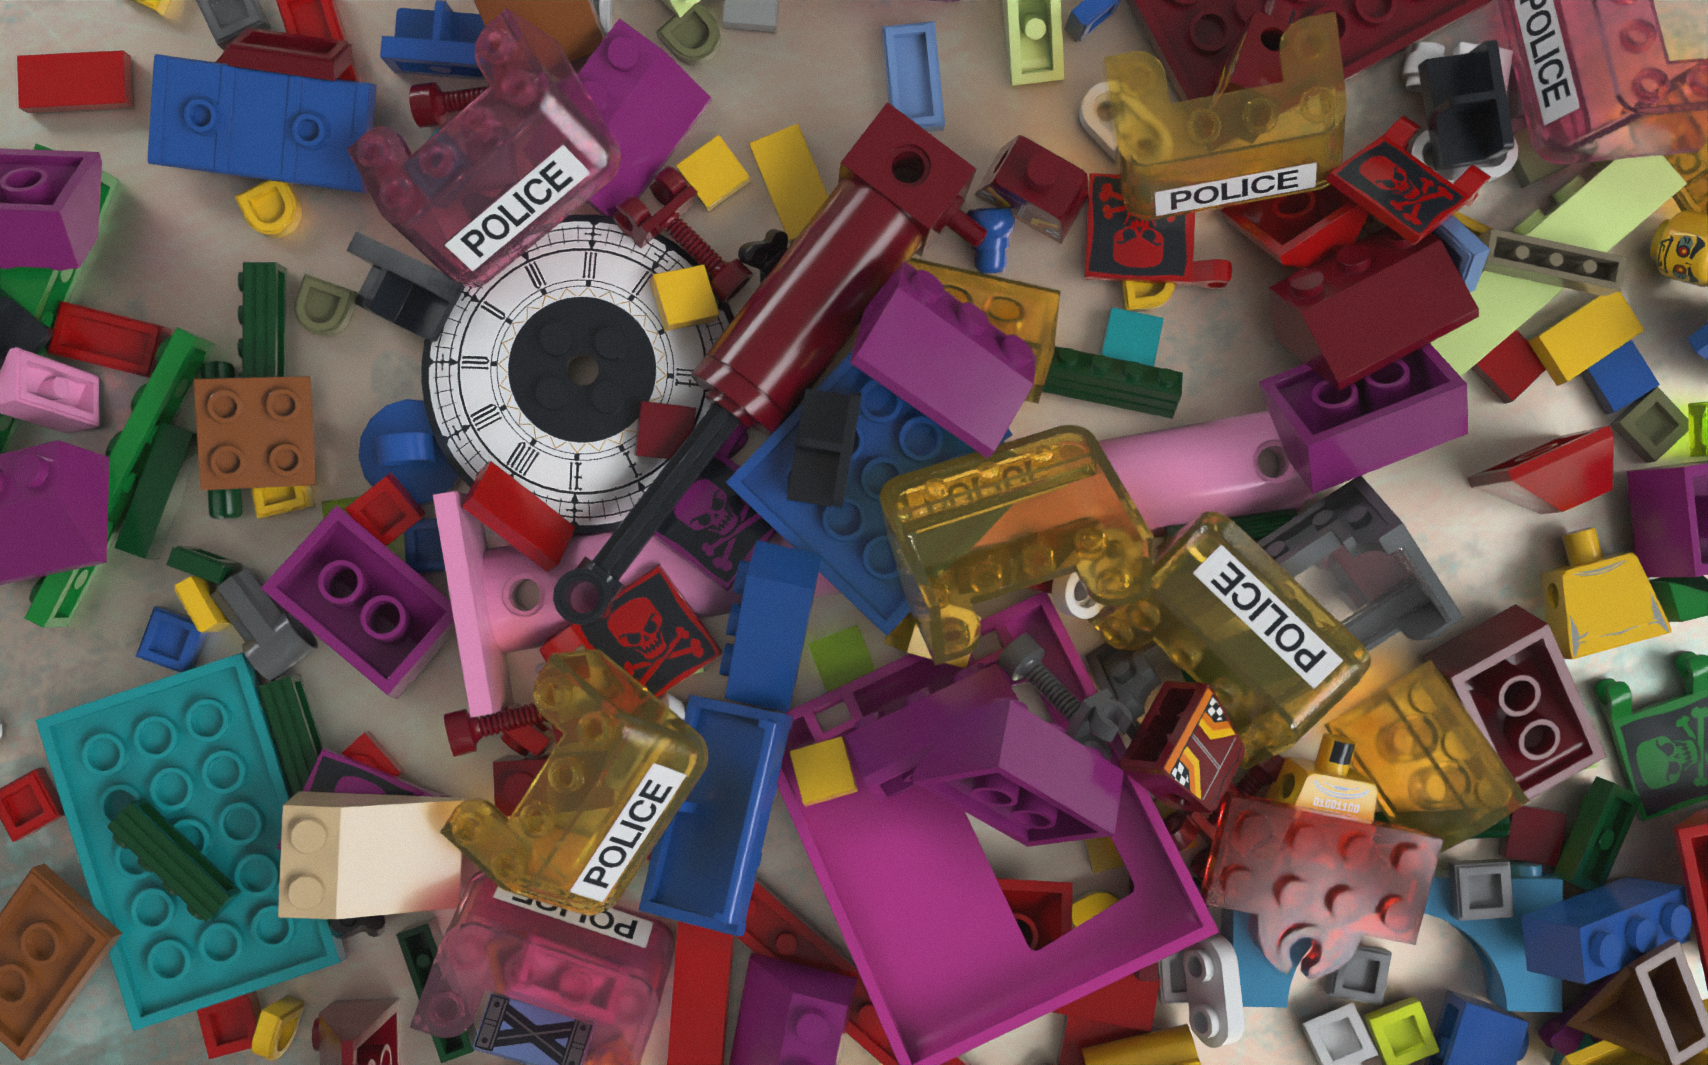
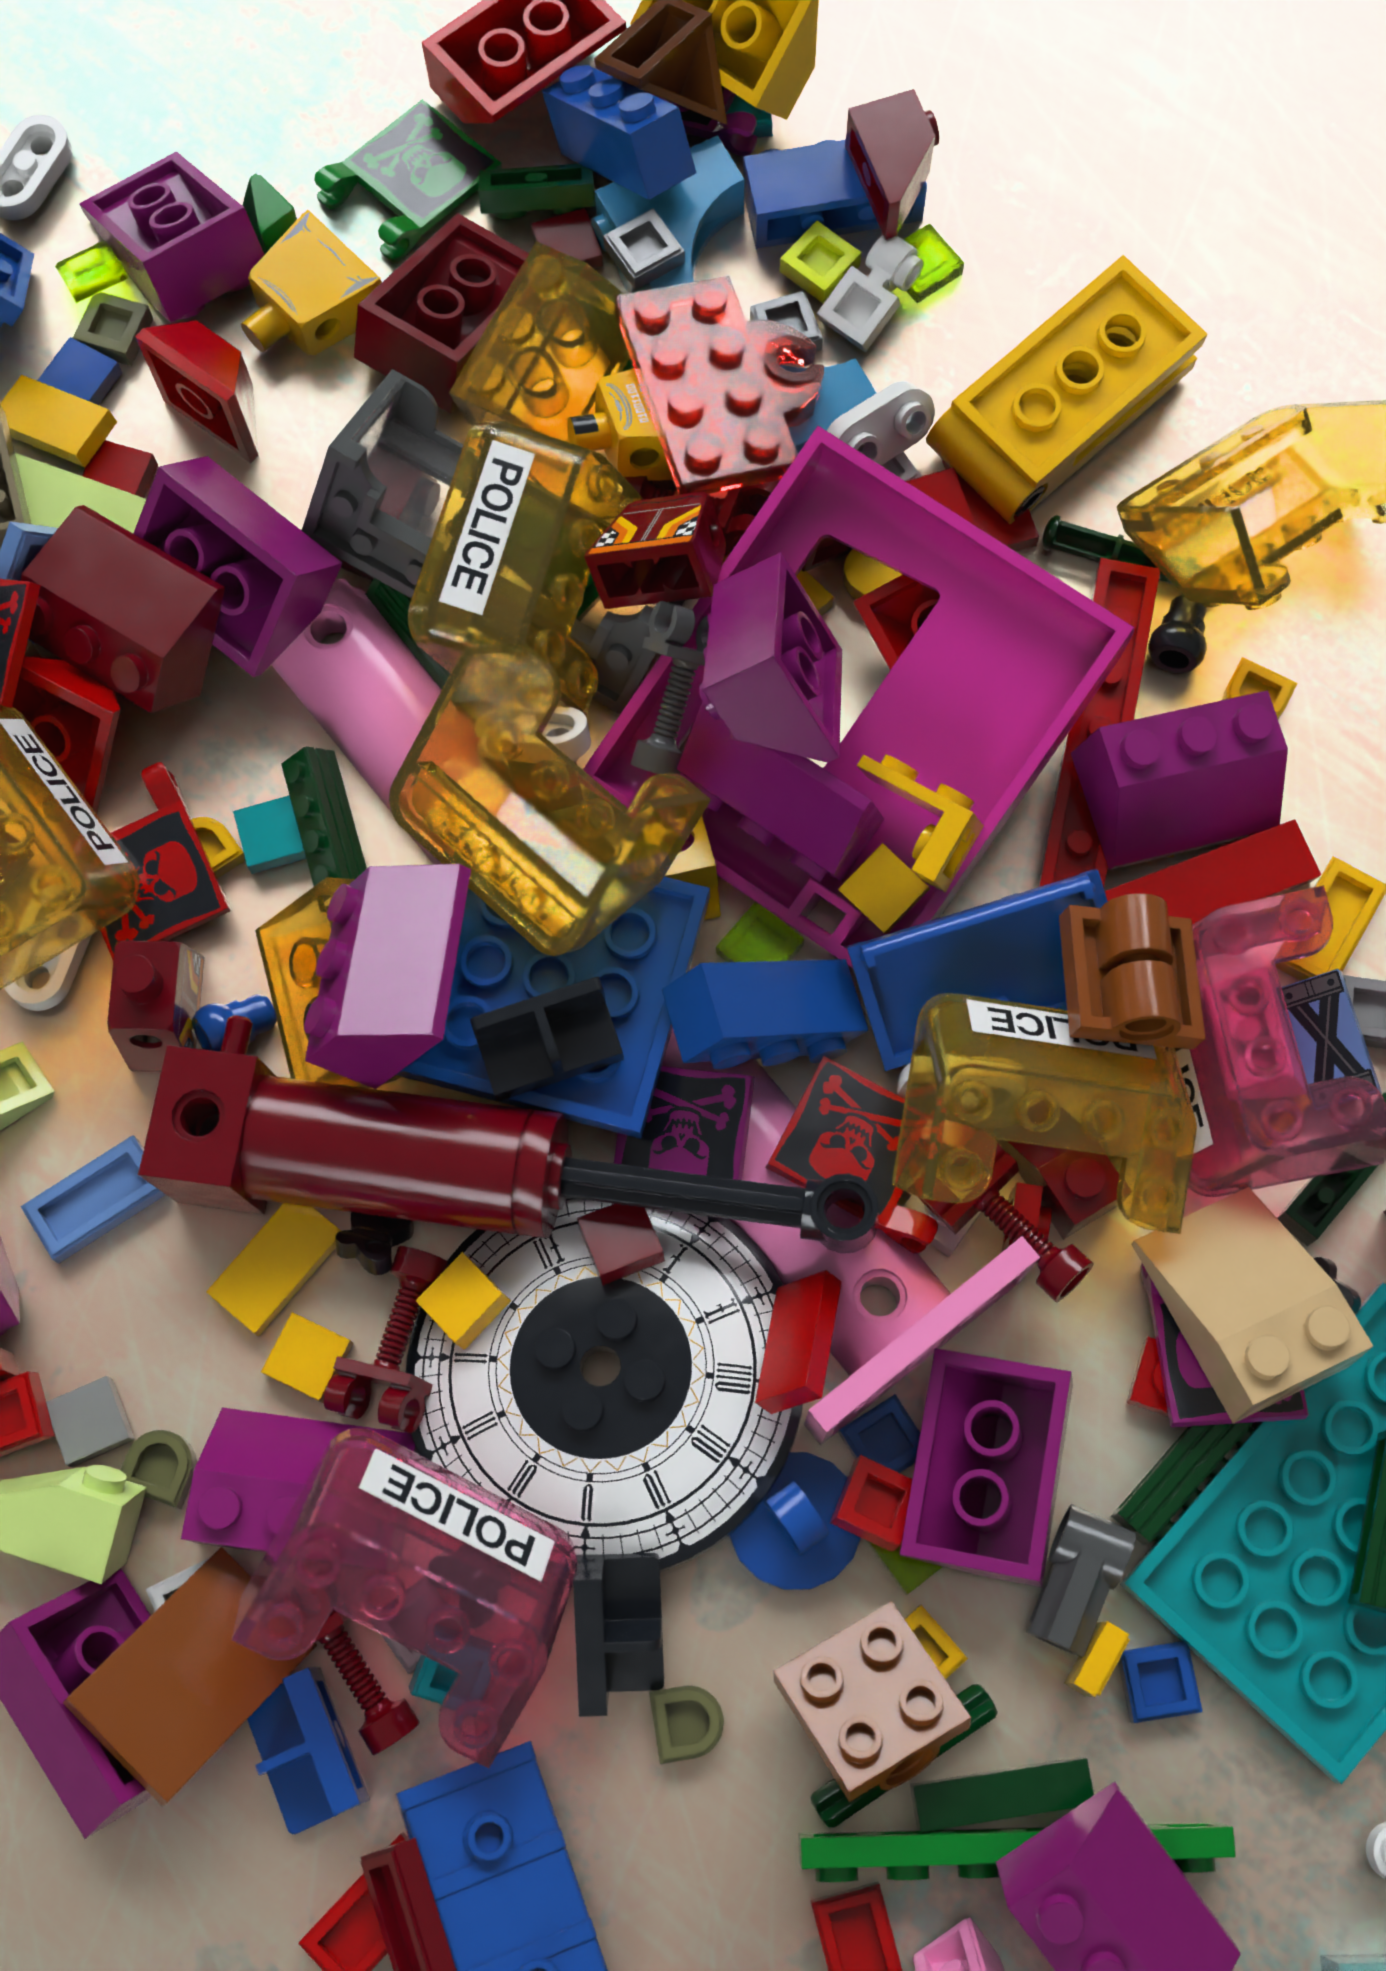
camera: 110 degrees left, 15 degrees down
(203, 563) = (1053, 1686): dark green tile -> none
(262, 319) = (742, 1782): dark green piece -> none
(271, 208) = (605, 1854): yellow tile -> none
(640, 910) = (1131, 973): none -> dark orange plate
(822, 826) = (939, 847): none -> yellow bracket

